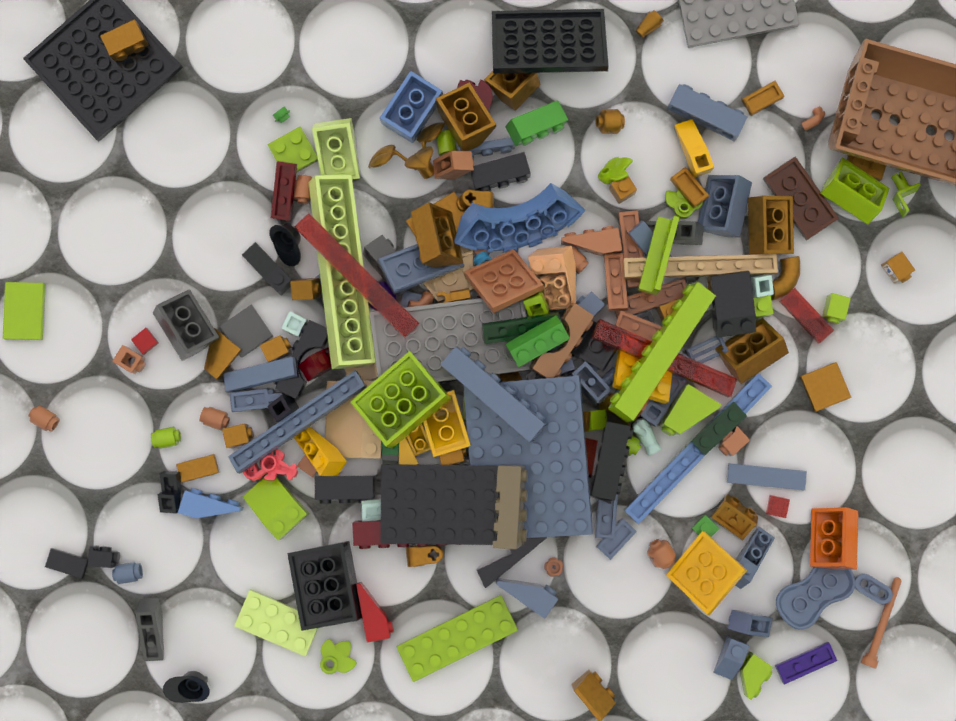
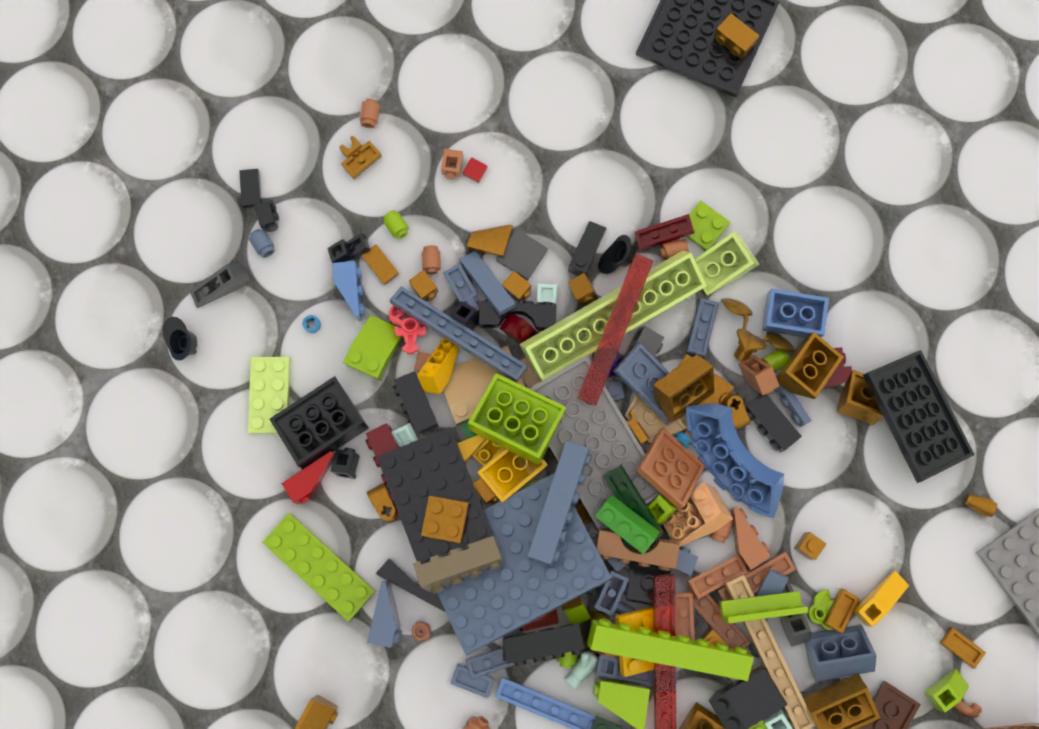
camera: 65 degrees right, 5 degrees down
(23, 311) = (457, 56): lime tile -> none
(83, 446) = (359, 157): none -> pearl gold plate
(185, 324) = (504, 198): dark grey slope -> none
(227, 550) = (309, 318): none -> dark azure bush
(281, 115) = (733, 201): bright green plate -> none
(339, 655) = (261, 462): lime plate -> none
(368, 579) = (345, 463): none -> black brick
(387, 195) = (702, 327): none -> sand blue tile
(426, 299) = (622, 404): nougat arm -> none
(464, 503) = (445, 519): none -> pearl gold plate
(536, 124) = (834, 437): bright green brick -> none
(610, 121) = (869, 506): pearl gold head -> none
(614, 170) = (824, 530): lime plate -> none
(689, 351) = (678, 683): sand blue tile -> none
(707, 112) = (923, 597): sand blue brick -> none
(794, 128) = (947, 691): none -> lime slope

